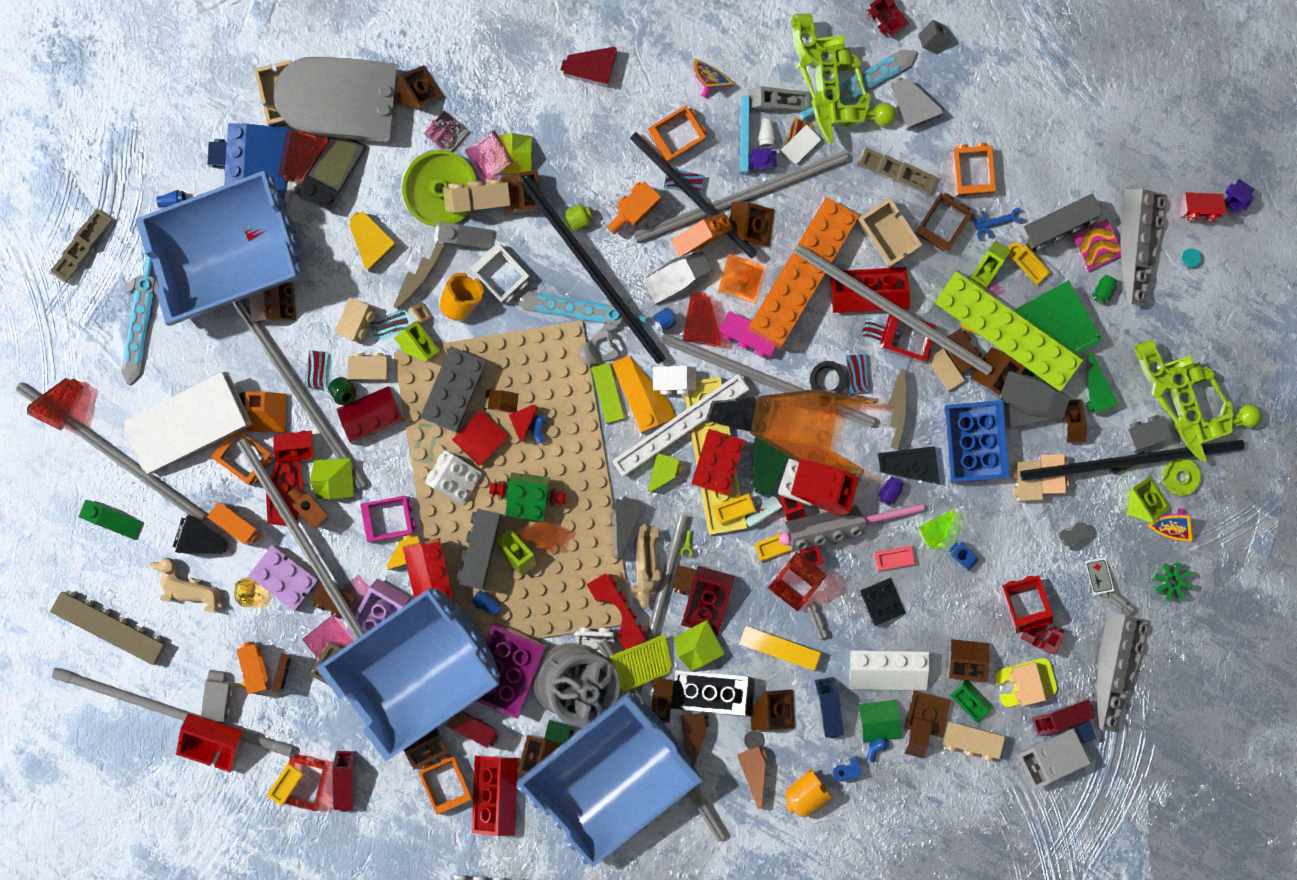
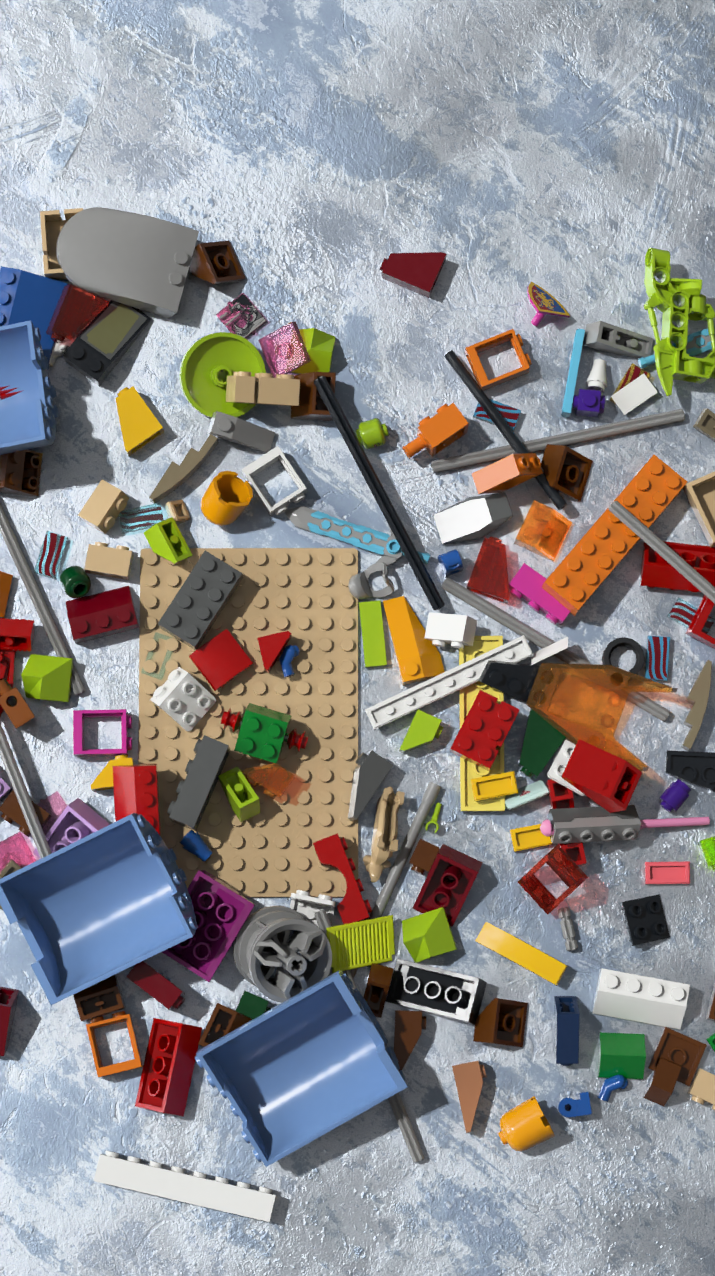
camera: 10 degrees right, 5 degrees down
(502, 400) = (252, 622): reddish brown slope -> none
(753, 739) = (473, 1052): dark grey piece -> none
(763, 383) = (549, 650): none -> white sticker

